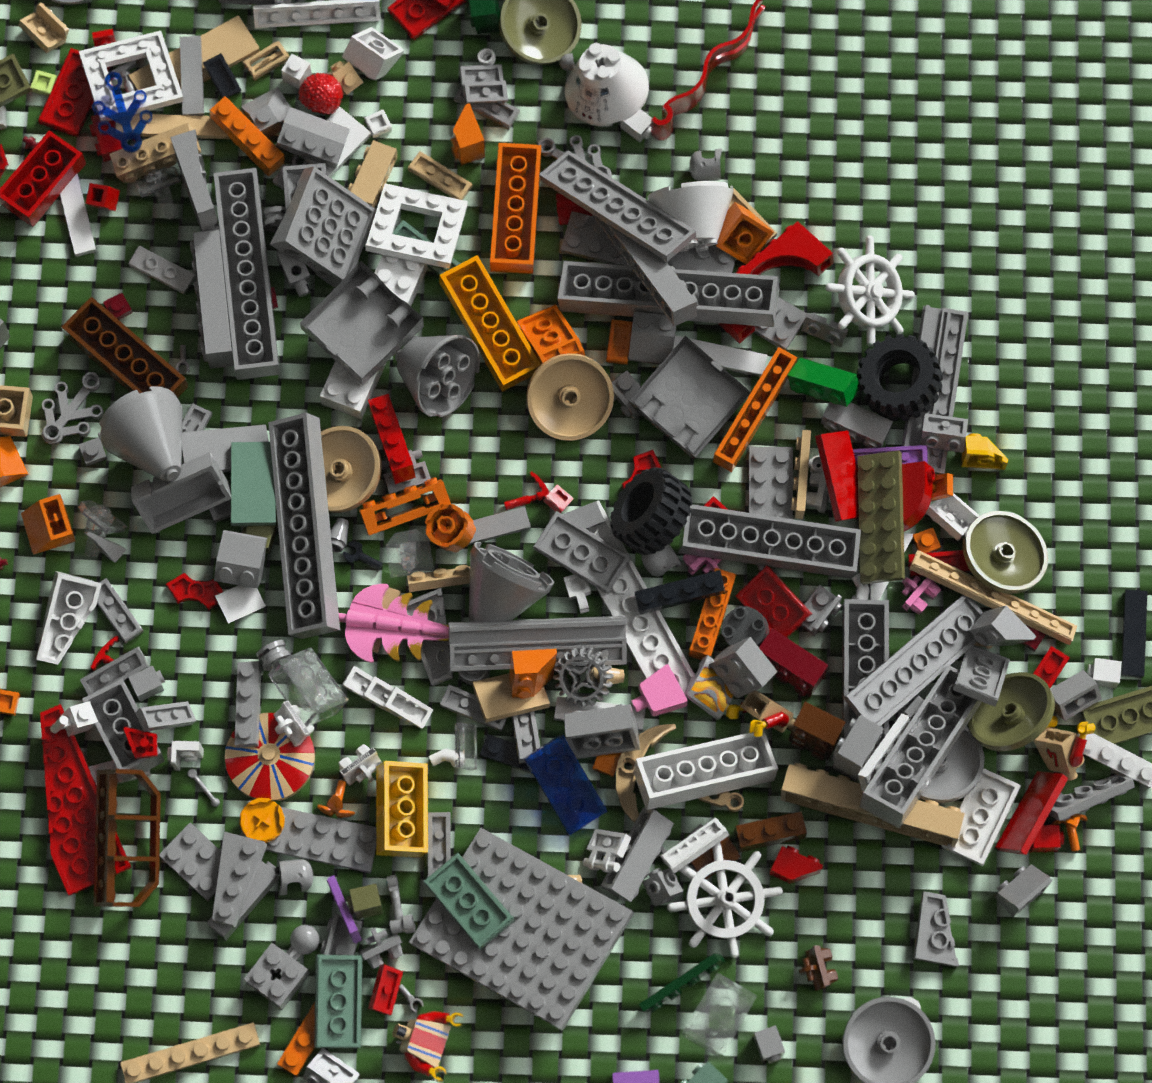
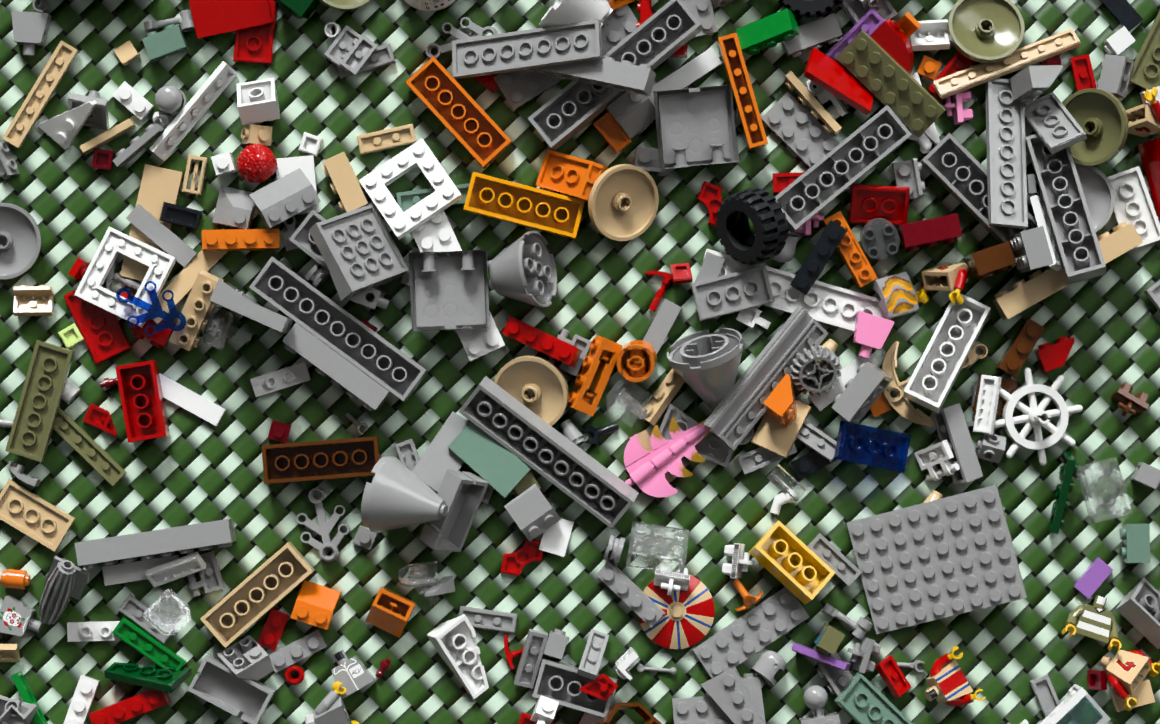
camera: 45 degrees left, 15 degrees up
(102, 197) = (194, 373): red brick -> none
(262, 820) = (715, 654): light orange tile -> none
(387, 697) = (707, 502): white slope -> none
(467, 138) = (380, 97): orange slope -> none
(469, 901) = (889, 576): sand green tile -> none
(743, 667) = (906, 266): light grey brick -> none

